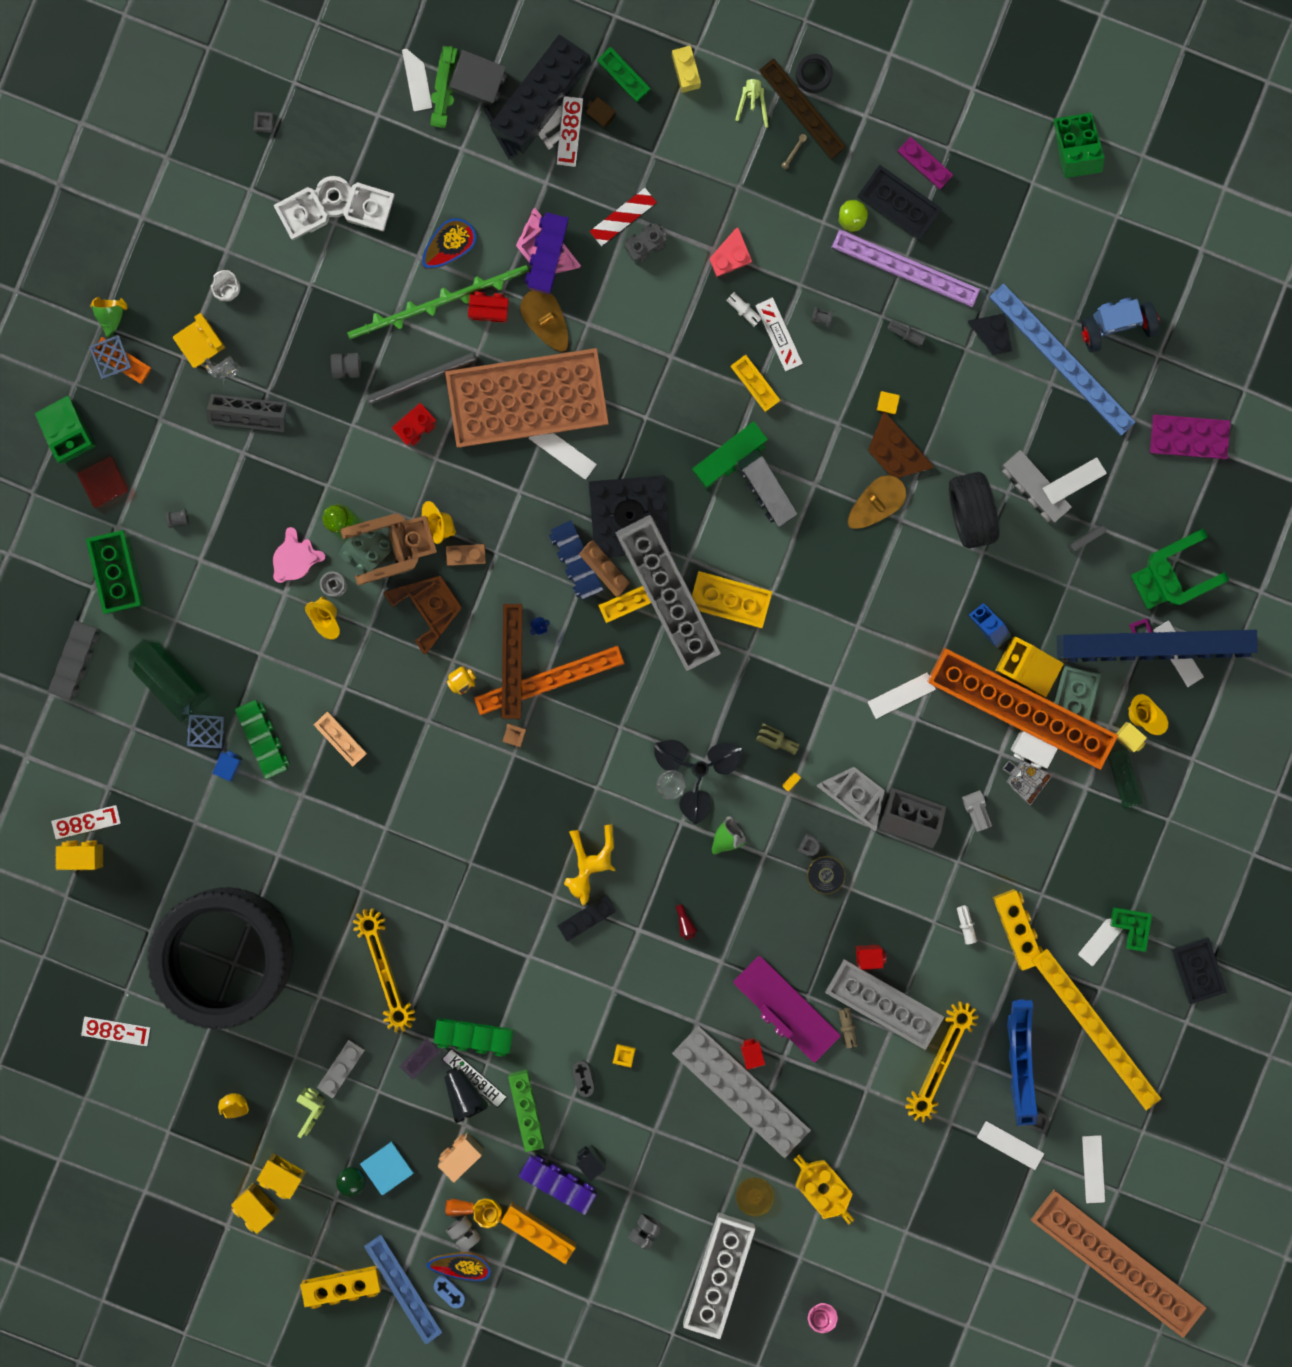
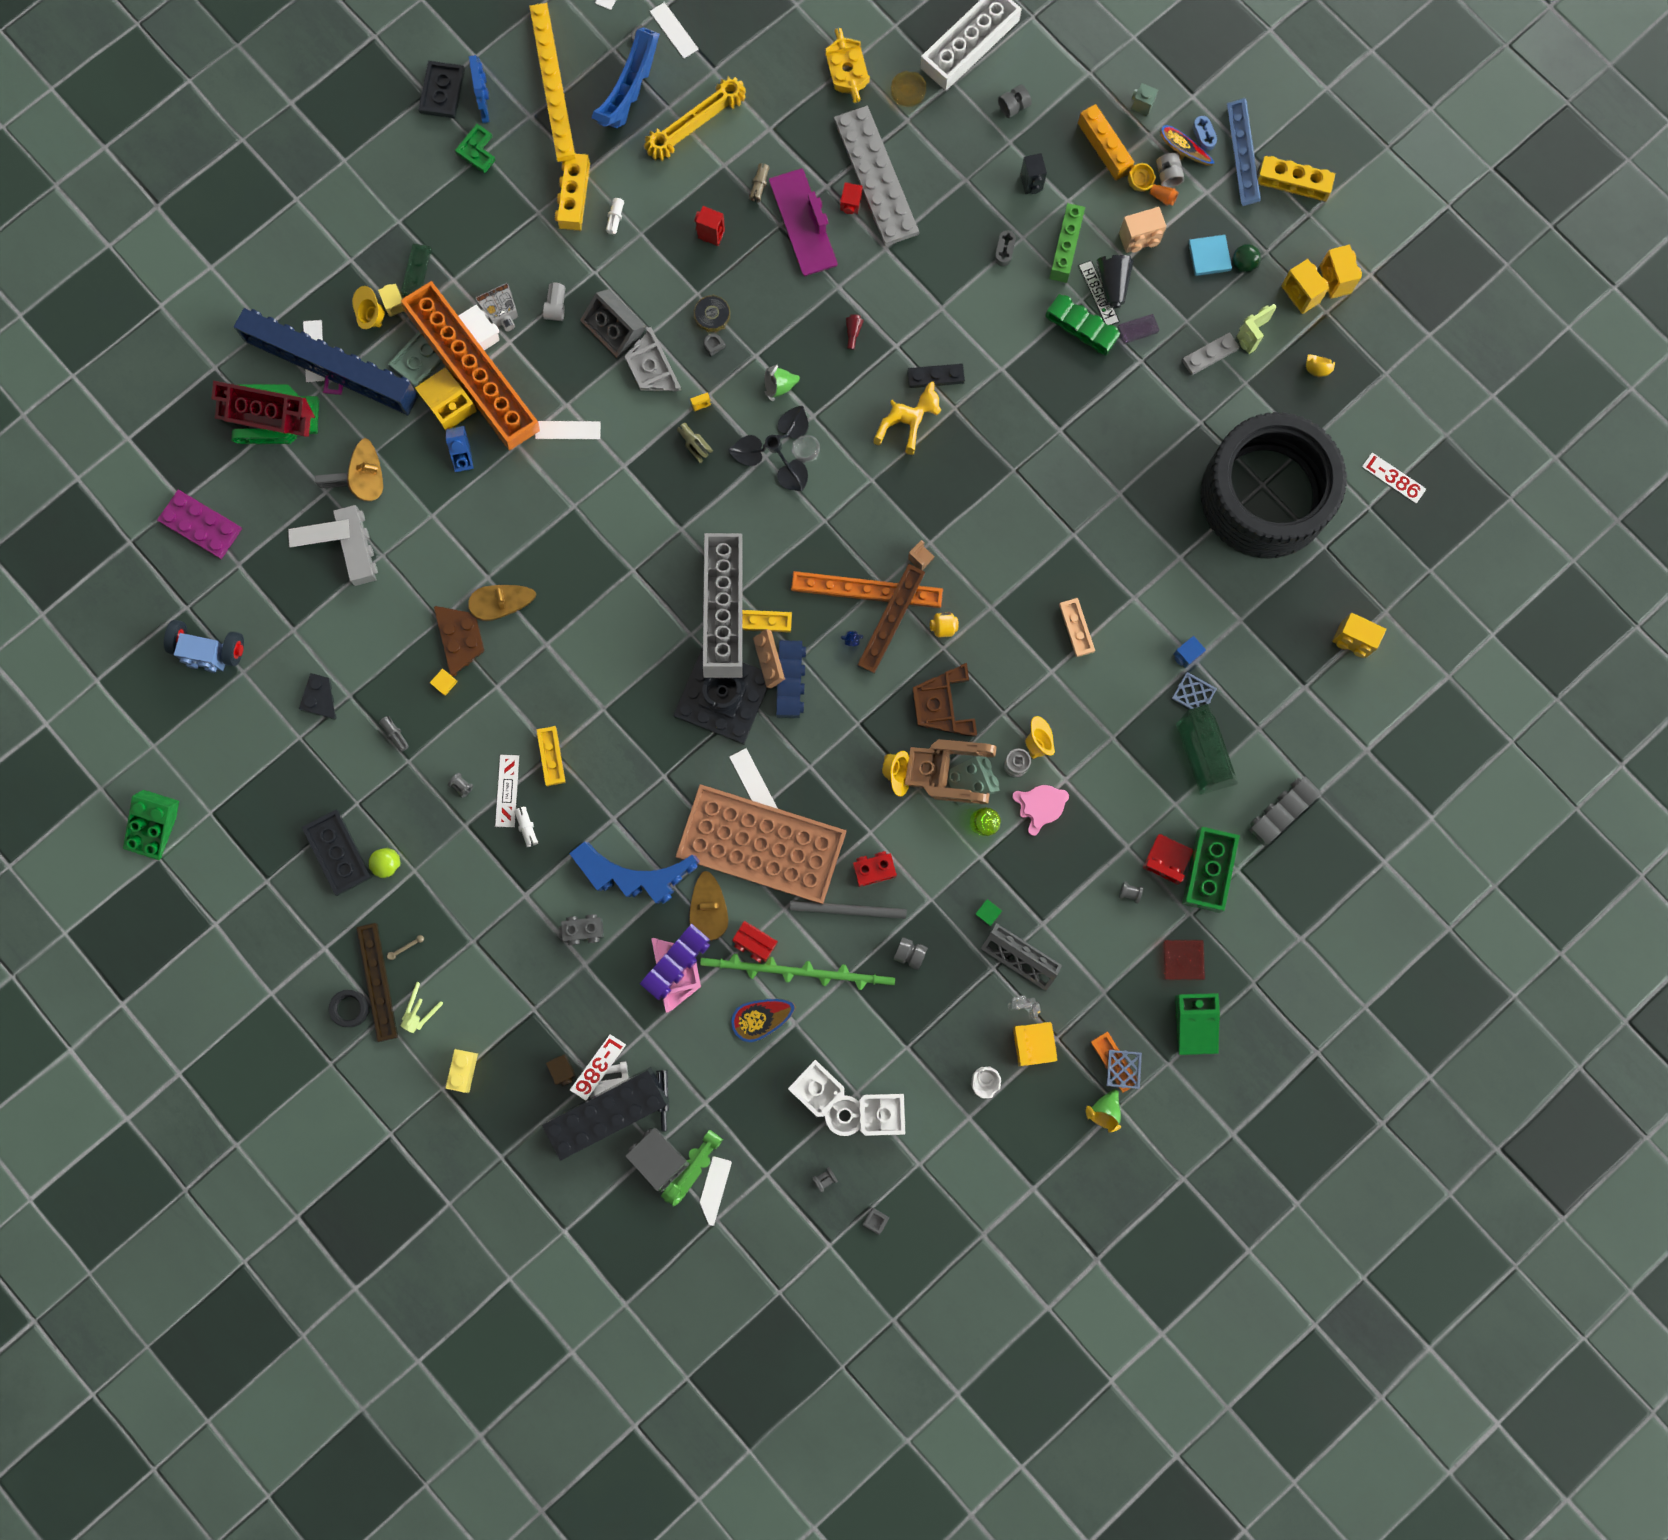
camera: 155 degrees left, 10 degrees down
(86, 822) = (1338, 667): white sticker -> none
(158, 564) = (1168, 859): none -> red bracket
(261, 738) = (1147, 660): green brick -> none
(295, 438) = (988, 912): none -> green tile
(330, 131) = (825, 1179): none -> dark grey bush
(384, 970) = (1133, 414): yellow arm -> none
(465, 554) = (886, 733): medium nougat plate -> none
(523, 1296) = (1144, 99): none -> sand green brick
(558, 1184) = (1070, 173): dark purple brick -> none
(601, 315) = (656, 882): none -> blue arch
(623, 74) = (521, 1096): green plate -> none
(623, 216) = (590, 966): sticker -> none
(624, 1055) = (961, 250): yellow tile -> none
(725, 458) = (606, 700): green brick -> none
(730, 254) = (511, 882): coral wing -> none
(731, 599) = (671, 579): yellow plate -> none
(767, 488) = (589, 655): brick -> none
(884, 1004) = (718, 185): light grey plate -> none
(905, 268) = (364, 792): lavender tile -> none
(925, 163) = (295, 877): magenta plate -> none
(974, 510) = (417, 544): black tyre -> none
(1062, 359) = (272, 645): medium blue plate -> none
(1064, 559) = (365, 472): none -> pearl gold shield
(1099, 942) = (512, 152): white sticker -> none
(1159, 985) = (479, 85): none -> blue wing
(1187, 564) = (262, 408): none -> dark red slope

